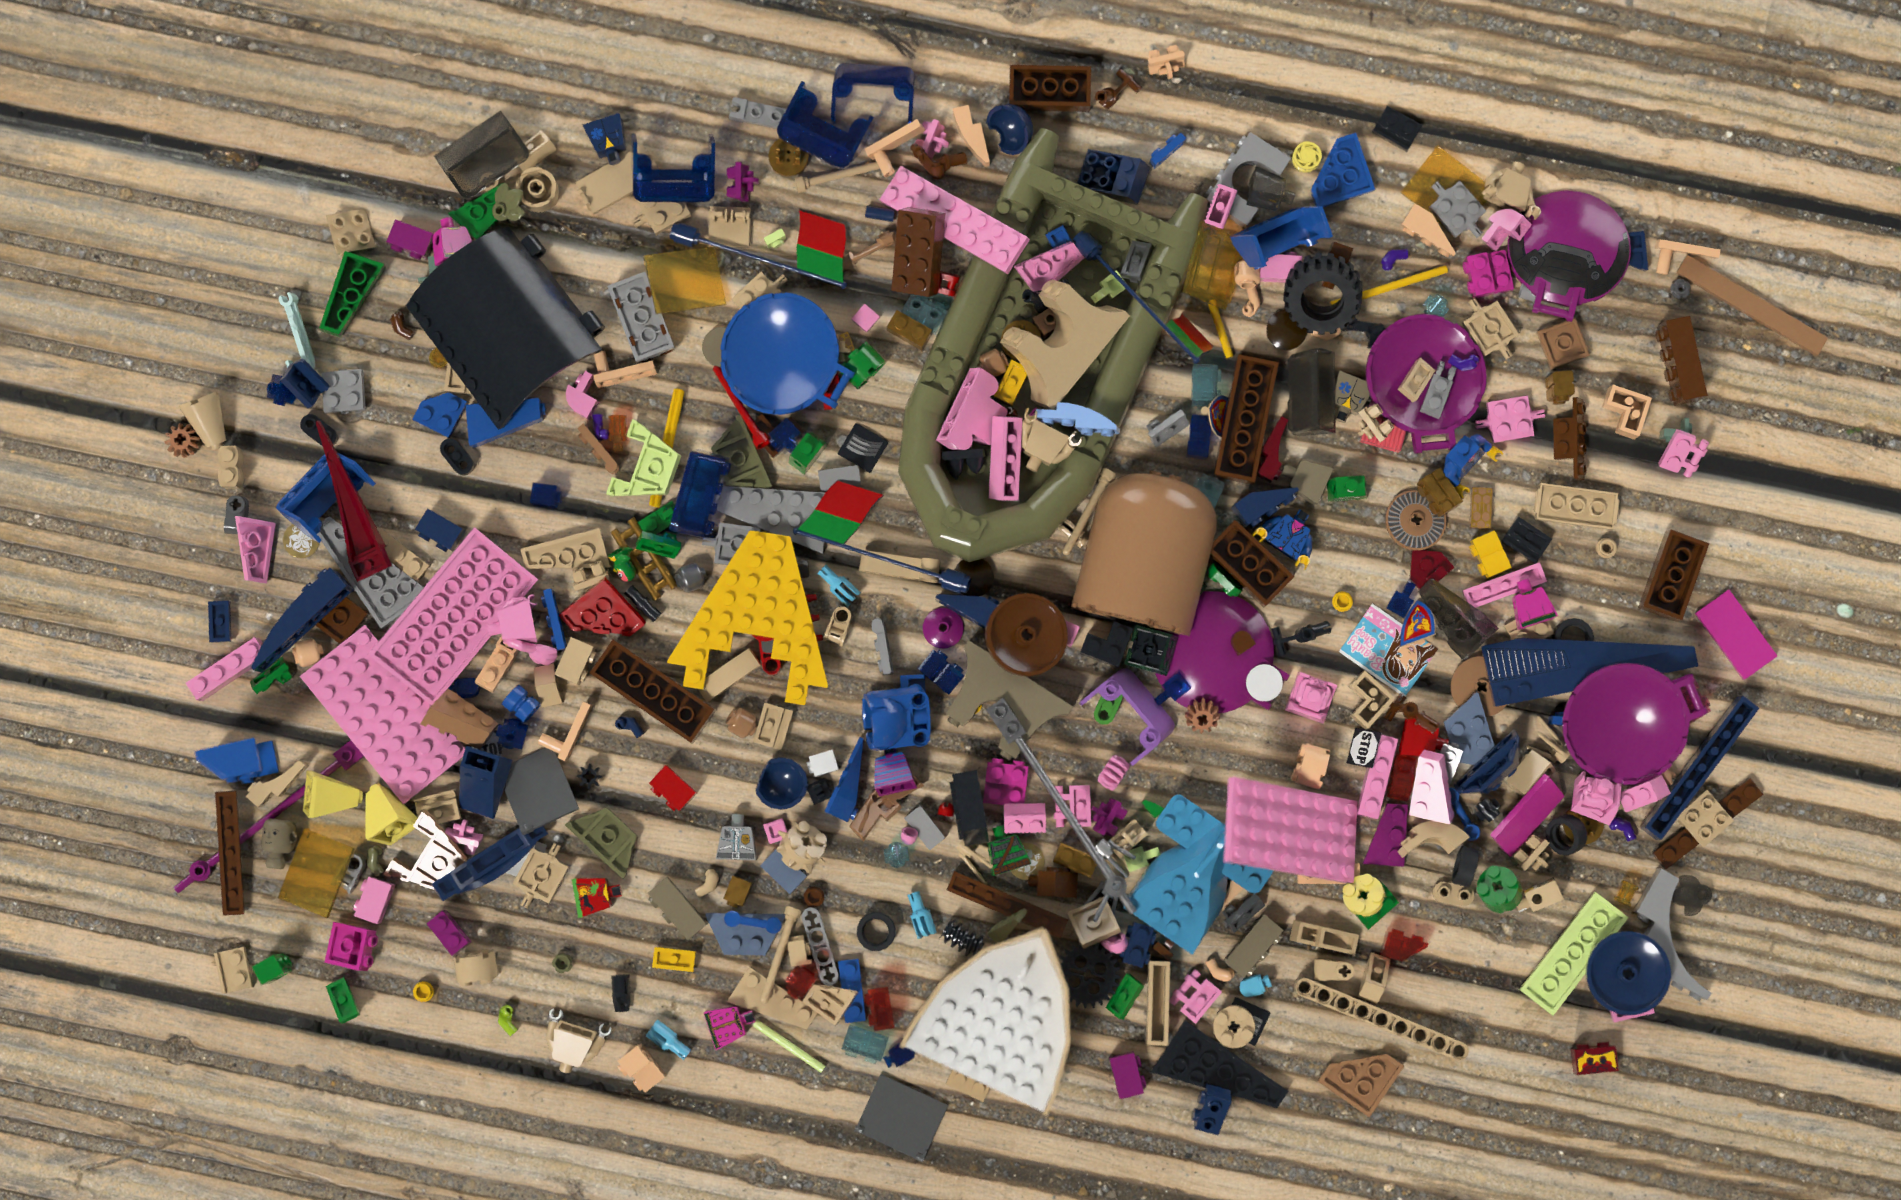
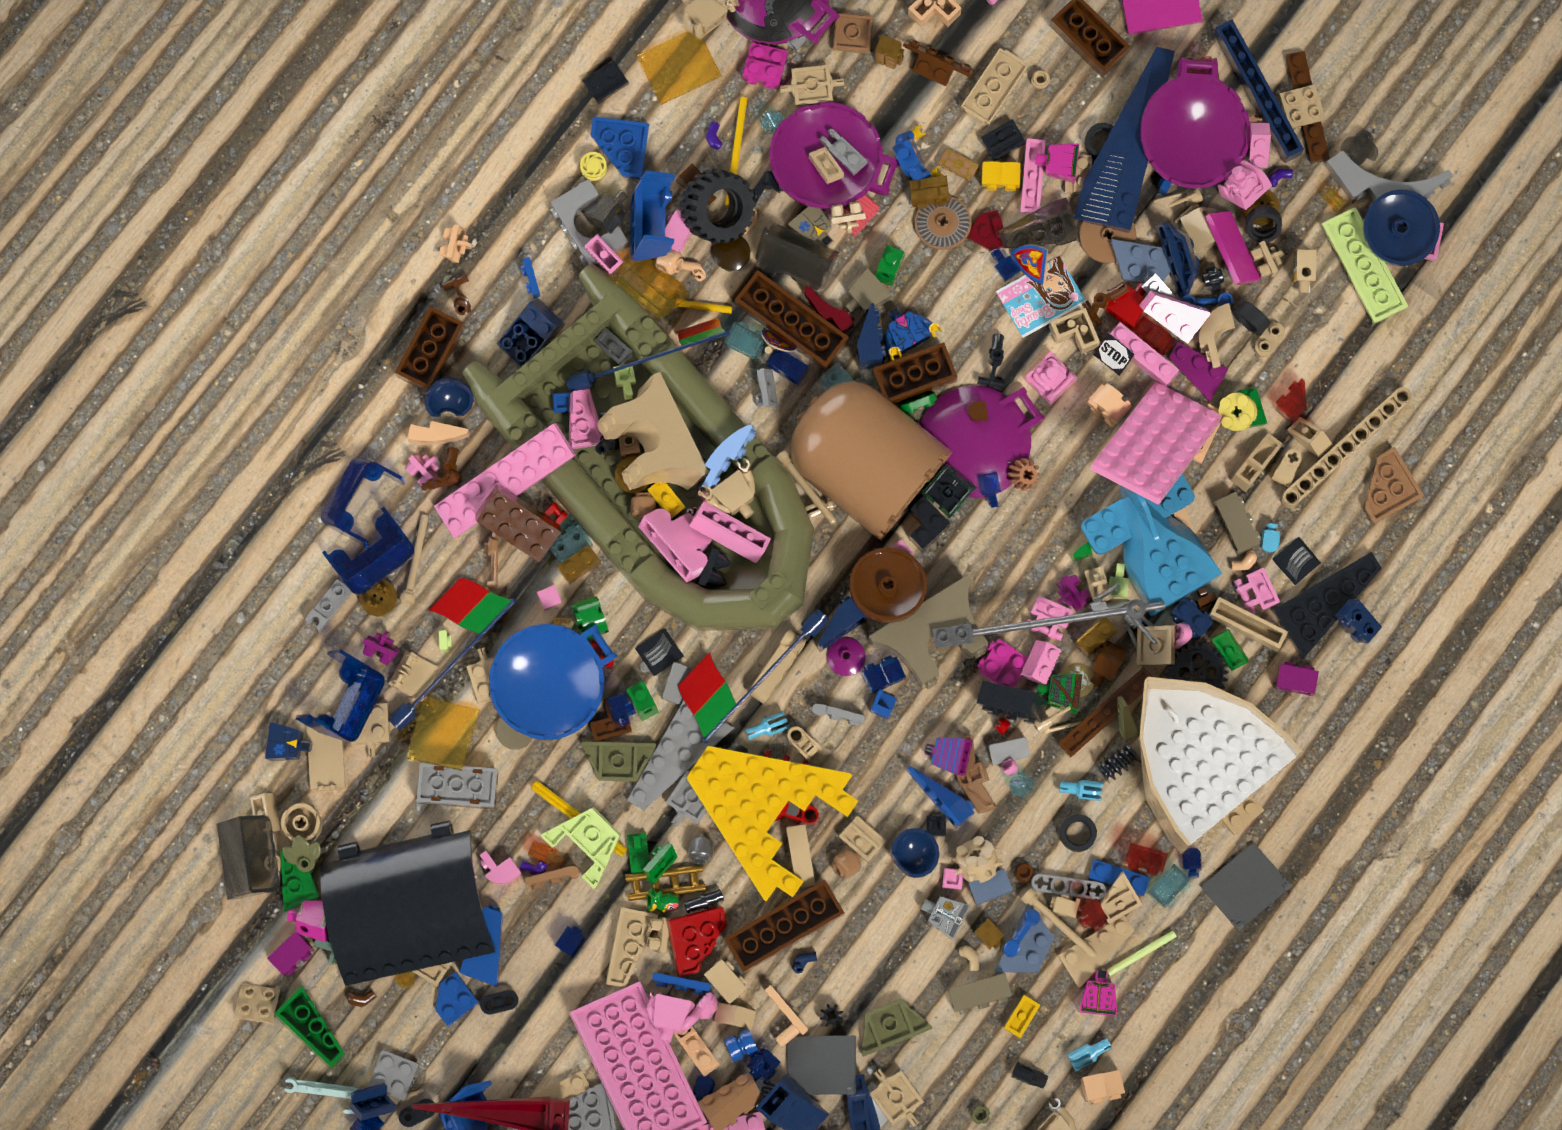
camera: 65 degrees left, 5 degrees down
(440, 530) = (556, 1046): dark blue brick -> none
(593, 895) = (935, 1059): torso -> none
(608, 378) = (493, 841): light nougat piece -> none
(672, 788) = (874, 949): red brick -> none
(698, 493) = (635, 803): clear blue windscreen -> none
(760, 439) = (610, 733): red piece -> none
(822, 763) = (914, 811): white brick -> none
(879, 149) = (411, 517): light nougat piece -> none
(879, 213) = (465, 543): dark blue axle -> none
(896, 718) = (905, 729): blue piece -> none
(980, 574) = (813, 601): dark brown dish -> none
(1109, 706) = (978, 548): bright green plate -> none
(1113, 772) = (1037, 570): bright pink gear -> none
(1158, 721) = (967, 525): medium lavender windscreen -> none
(1238, 917) = (1207, 525): dark grey hinge -> none
(1240, 1016) = (1306, 565): tan brick -> none
(1264, 682) = (1020, 410): white sticker -> none
(1342, 601) = (982, 314): yellow plate -> none
(1425, 226) = (701, 96): light nougat slope -> none
(1457, 209) = (698, 65): light grey plate -> none
(1466, 364) = (832, 121): dark purple arm -> none
(1499, 900) = (1293, 301): green brick -> none
(1505, 223) = (730, 32): bright pink brick -> none
(1510, 419) = (895, 106): bright pink plate -> none
(1594, 1059) = (1460, 290): brick -> none

